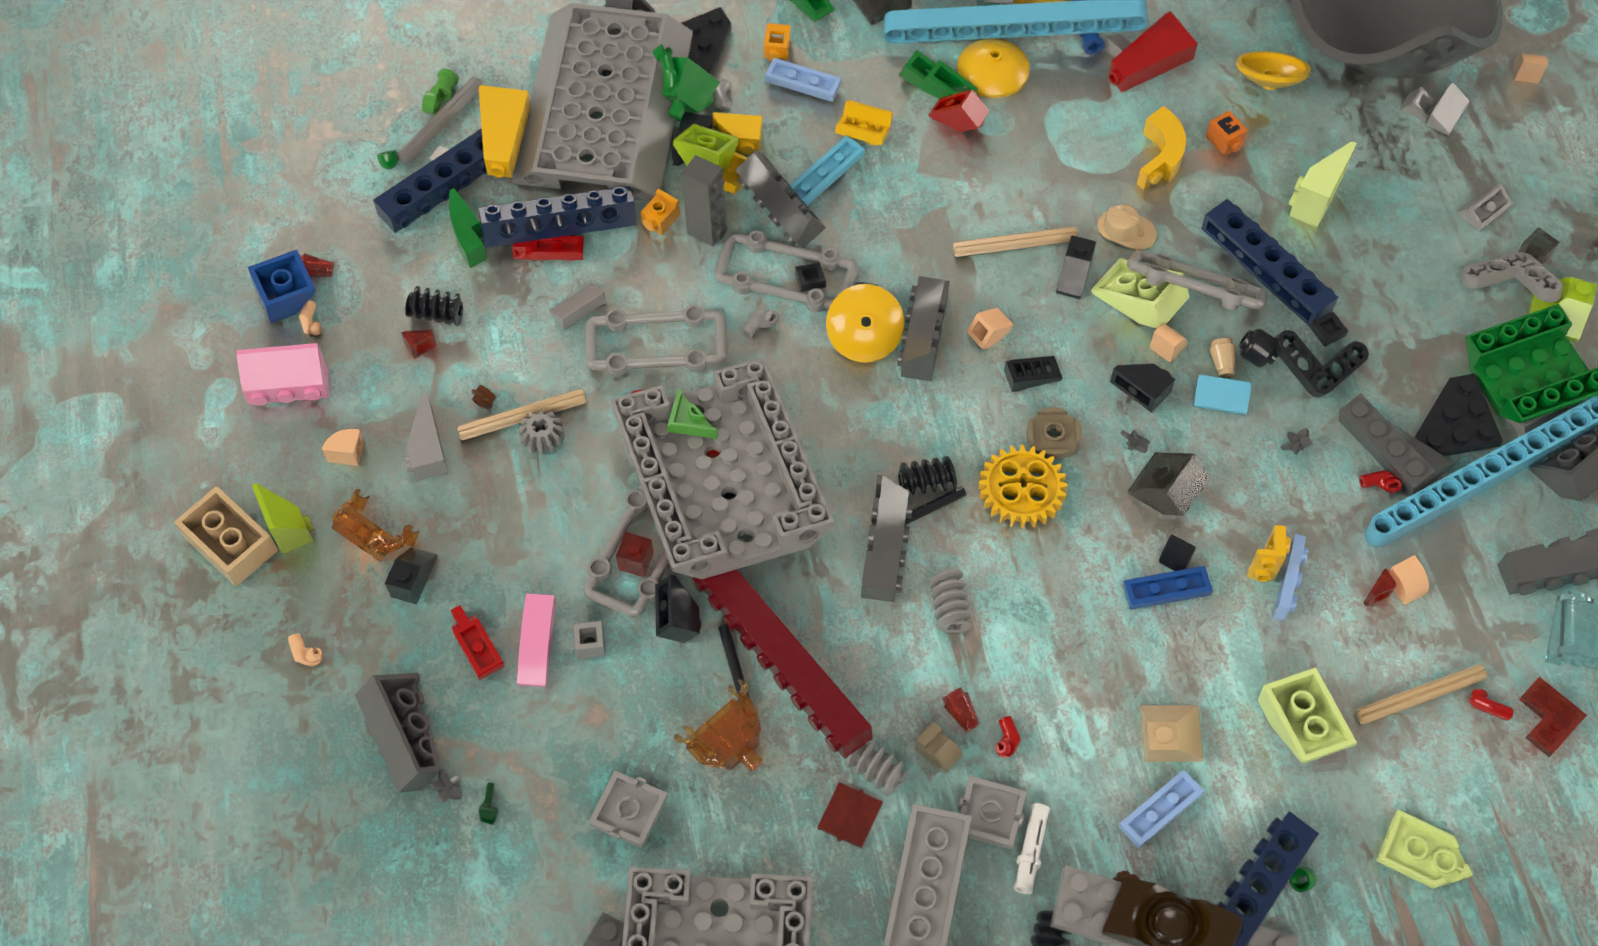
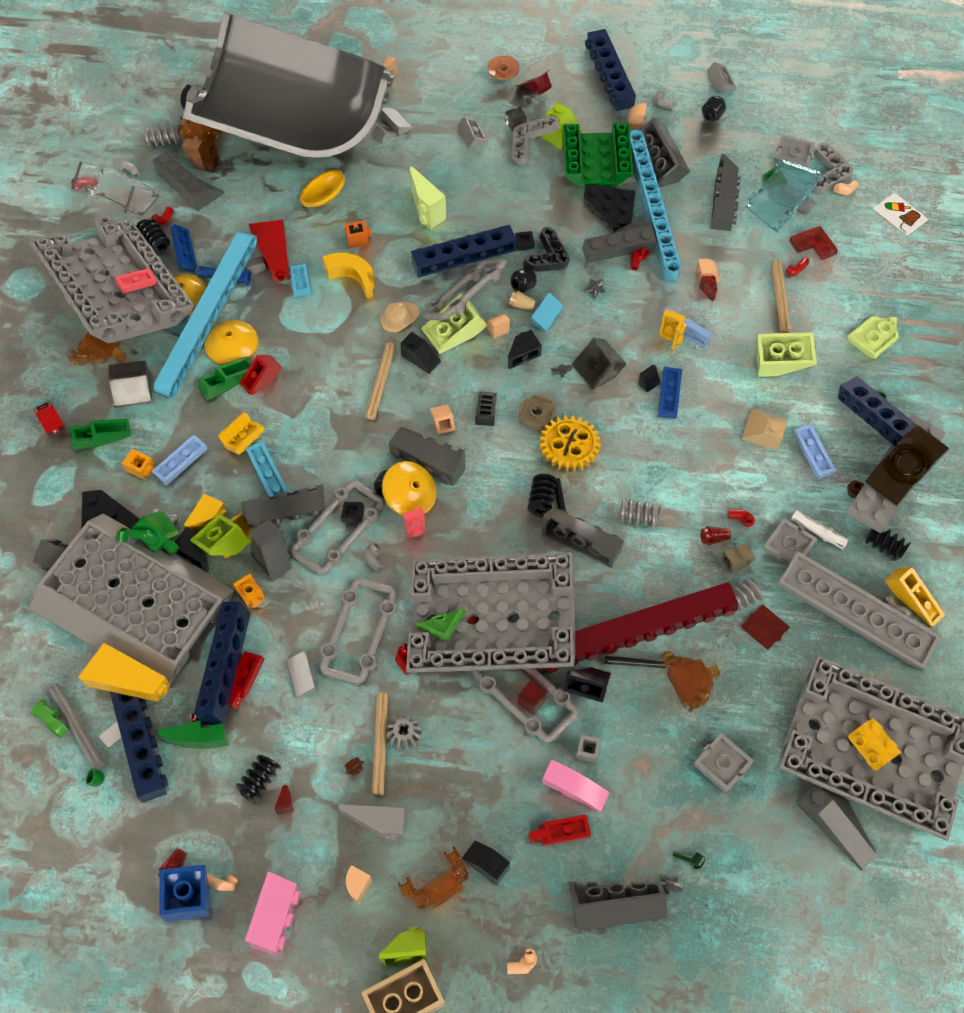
camera: 70 degrees left, 0 degrees up
(817, 343) = (414, 523): none -> coral plate
(1121, 100) = (300, 280): none -> medium azure plate

